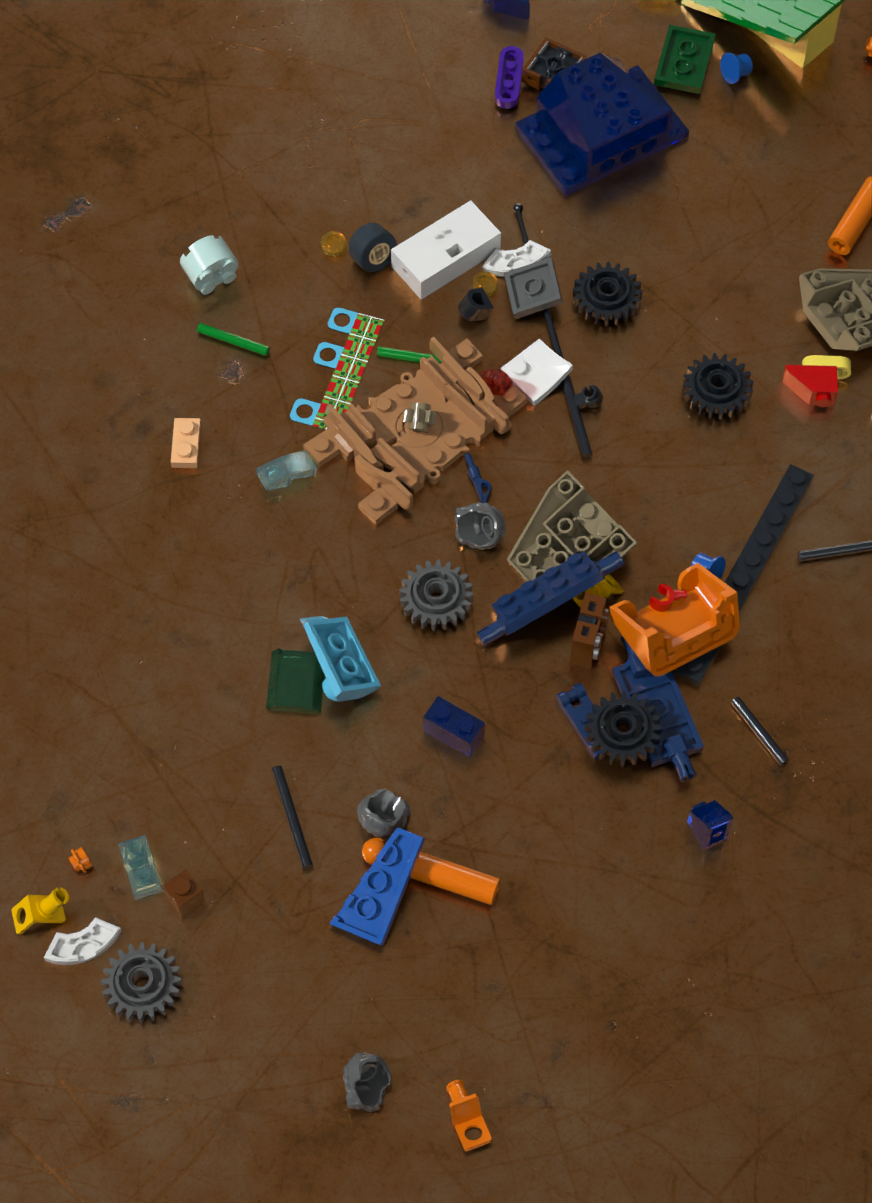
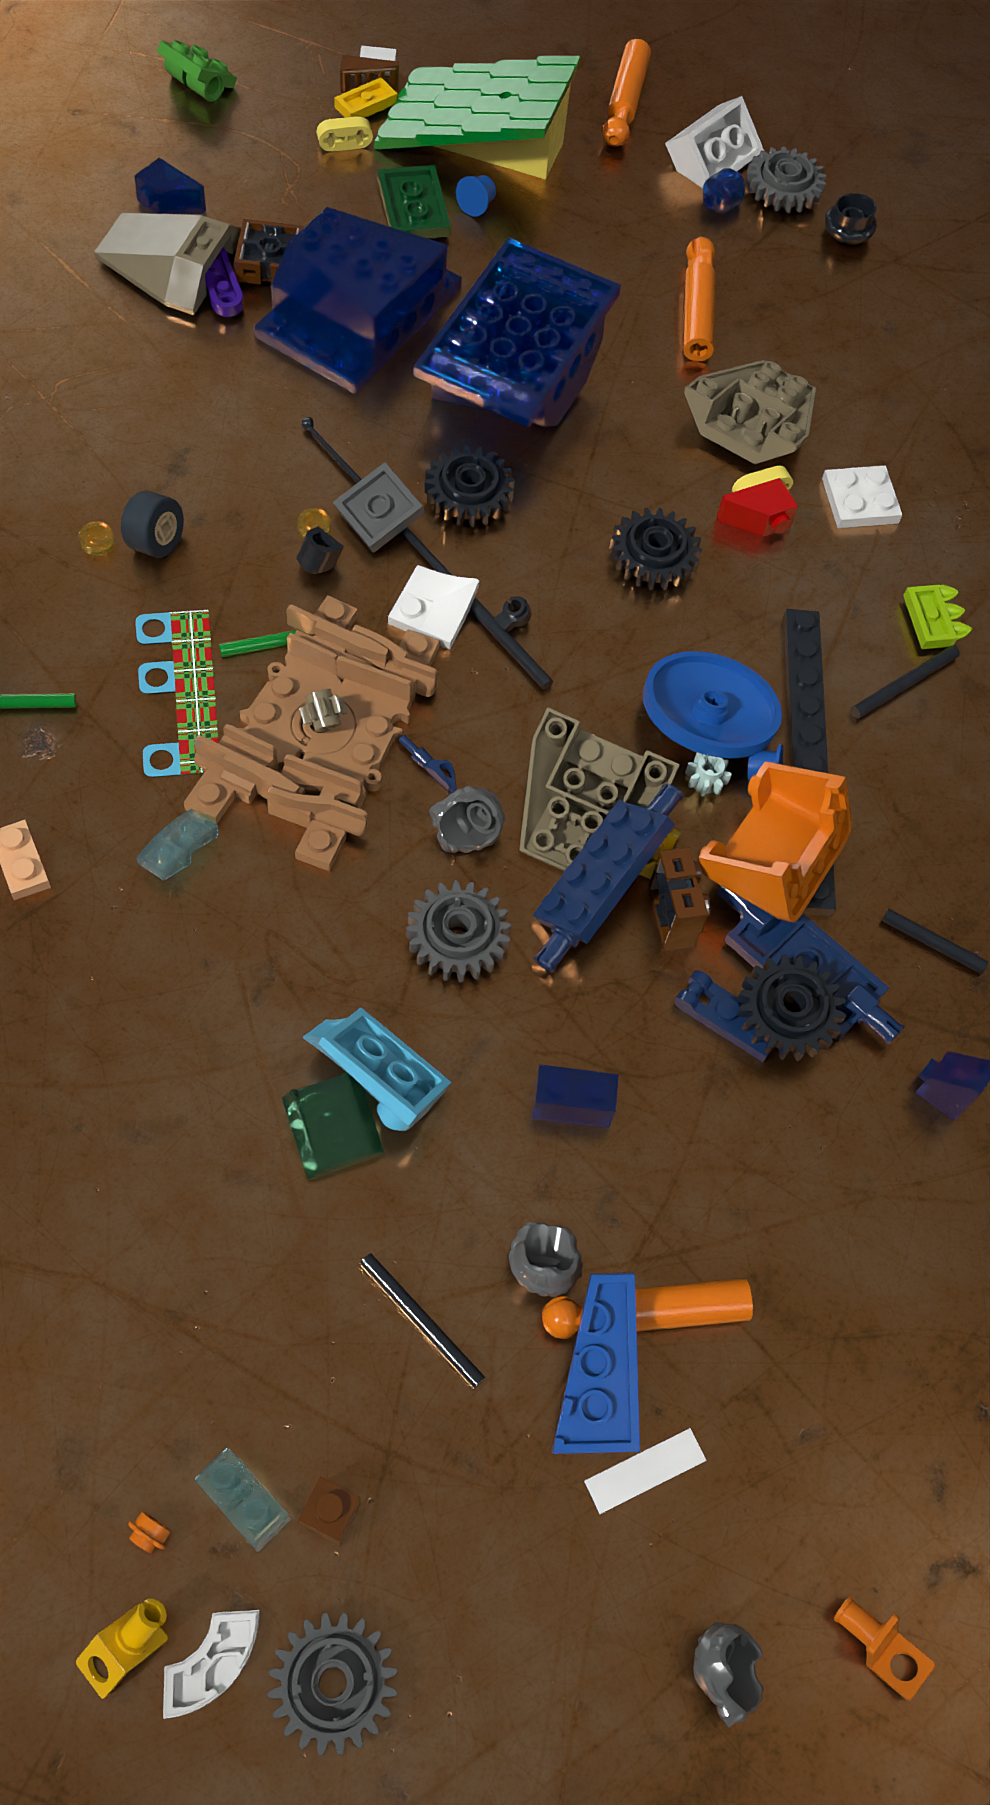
camera: 35 degrees left, 0 degrees up
(381, 960) = (645, 1470): none -> white sticker
(445, 249) = (246, 498): white brick -> none
(481, 46) = (167, 254): none -> dark tan wedge
(497, 381) = (399, 629): clear red beam -> none
(504, 261) = (325, 489): white tile -> none
(663, 564) = (708, 774): none -> light aqua gear
(672, 595) = (753, 814): red piece -> none
(690, 511) = (712, 704): none -> blue dish
(692, 198) = (521, 337): none -> clear blue wedge

